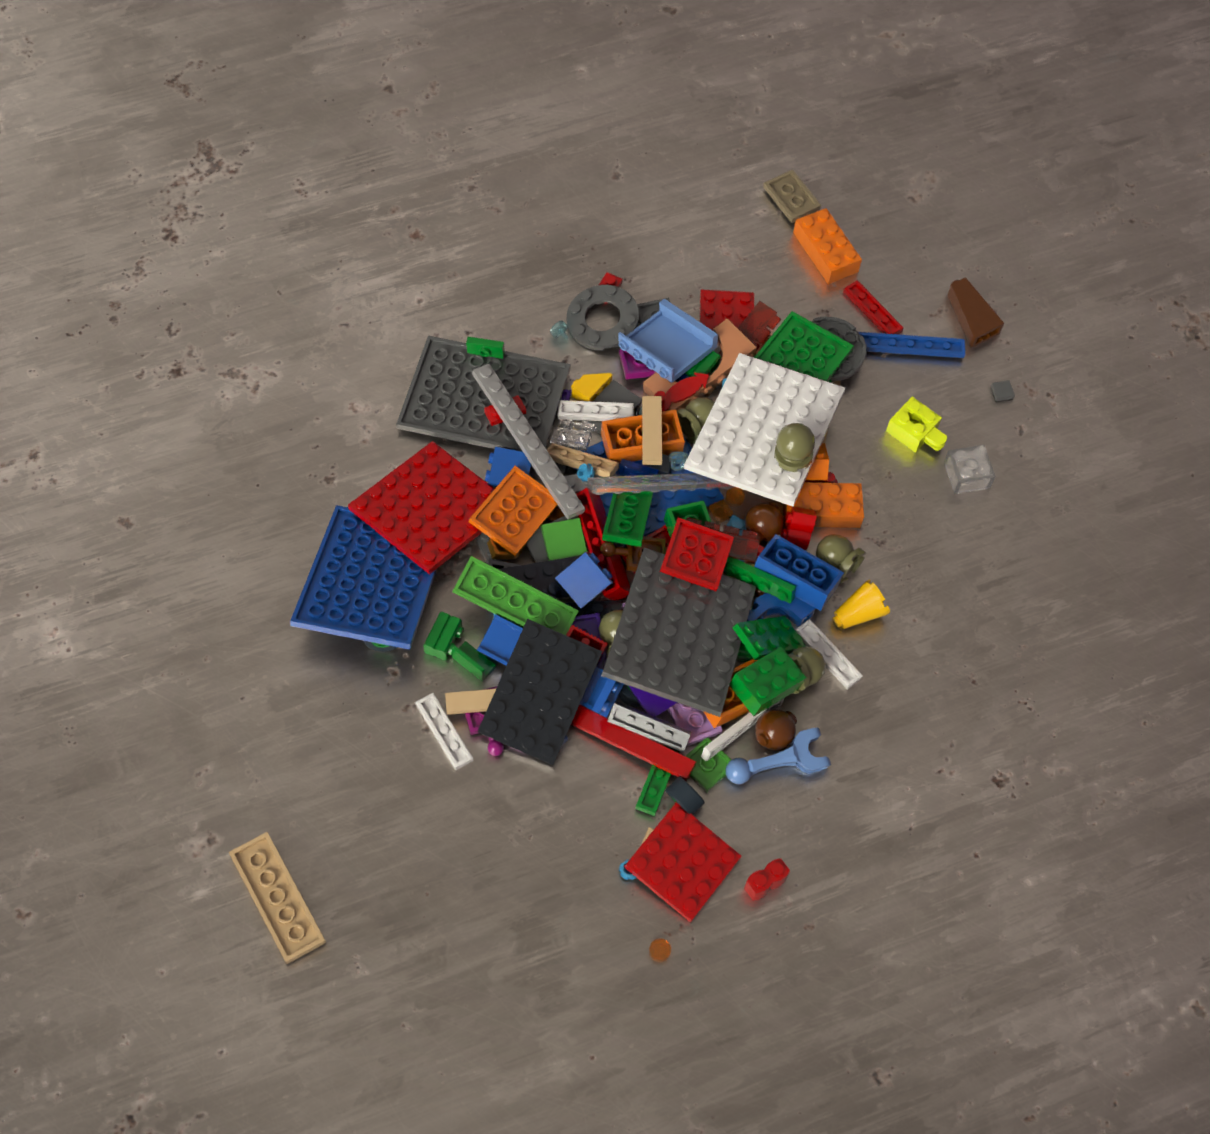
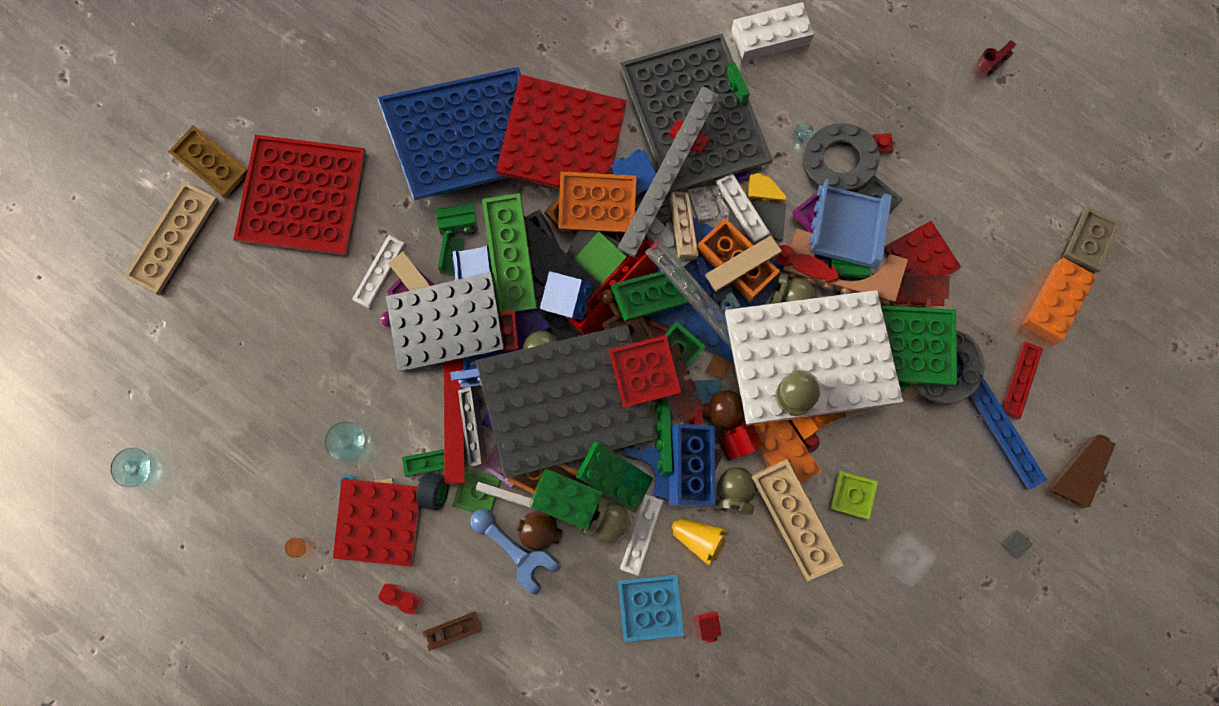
camera: 60 degrees right, 15 degrees up
(224, 820) = (208, 161): none -> pearl gold plate
(319, 757) = (300, 195): none -> red plate
(455, 300) = (772, 31): none -> white brick
(485, 1048) = (122, 466): none -> clear light blue dish
(585, 471) = (669, 235): dark azure plate -> none
(591, 838) = (336, 437): none -> clear light blue dish
(595, 169) = (995, 57): none -> dark red plate
(821, 853) = (452, 630): none -> reddish brown plate
(891, 524) = (797, 519): none -> tan plate
(893, 477) = (853, 495): none -> lime plate
(896, 682) = (650, 608): none -> dark azure plate
(915, 434) = (921, 487): neon yellow brick -> none
(939, 643) = (708, 626): none -> red slope

